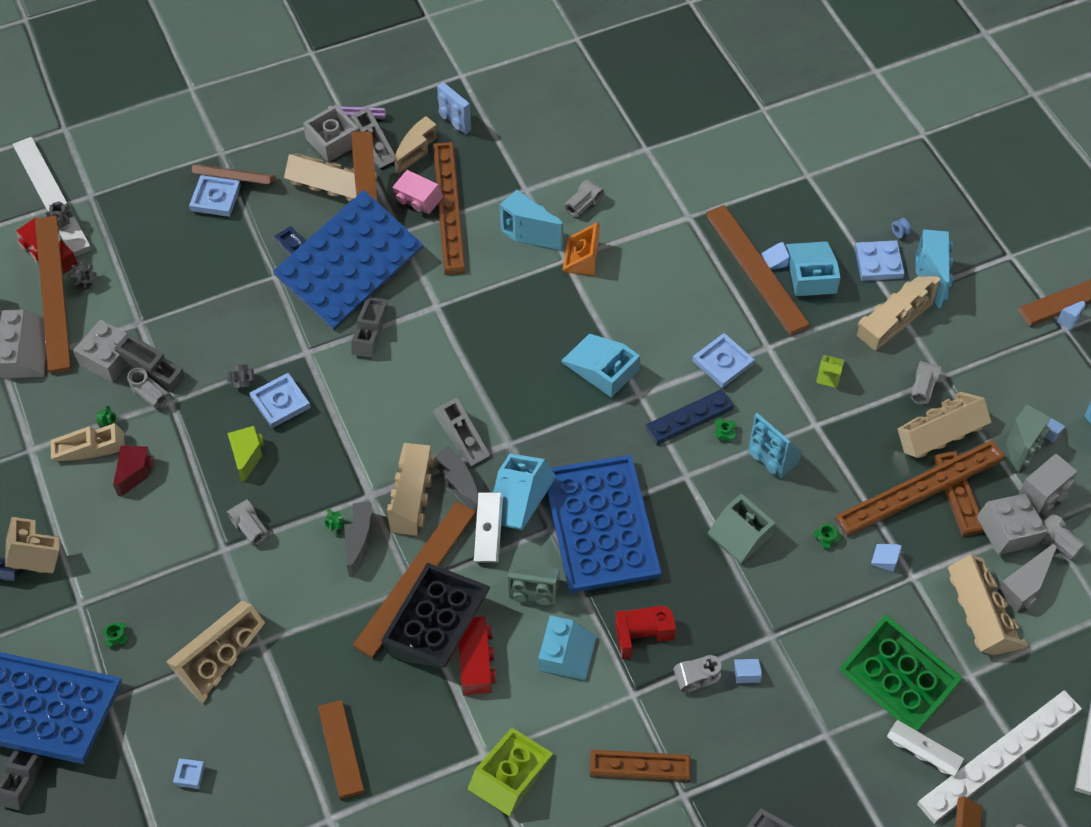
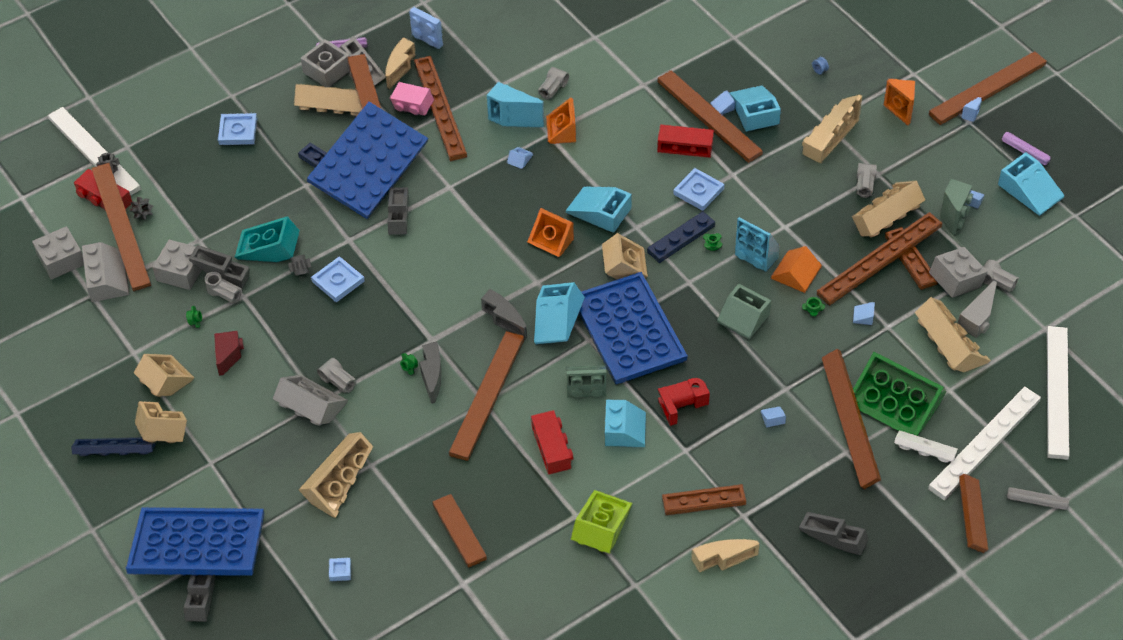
camera: 10 degrees left, 5 degrees down
(53, 484) = (162, 374): none -> tan slope
(87, 443) = (184, 338): tan slope -> none
(112, 629) = (248, 474): green plate -> none
(209, 546) = (308, 399): none -> light grey slope
(213, 340) = (268, 241): none -> teal slope
(233, 174) = (249, 109): dark orange tile -> none
(246, 449) = (319, 320): lime slope -> none
(410, 493) = (466, 328): tan wedge -> none
(434, 617) = (512, 417): black slope -> none
(461, 431) = (495, 276): light grey slope -> none
(488, 542) = (536, 335): white tile -> none
(524, 283) = (519, 157): none -> light blue slope
(537, 387) = (551, 233): none -> orange slope
(615, 433) = (623, 257): none -> tan slope
(696, 673) = (733, 425): light grey piece -> none
(721, 296) = (685, 141): none -> red brick
(818, 483) = (797, 269): none -> orange slope
(830, 371) = (787, 184): lime slope -> none
(841, 694) = (851, 419): none -> dark orange tile
(879, 260) = (808, 93): light blue plate -> none
(934, 260) = (852, 82): medium azure slope -> none
(987, 287) = (900, 98): none -> orange slope
(1049, 484) = (981, 236): light grey brick -> none

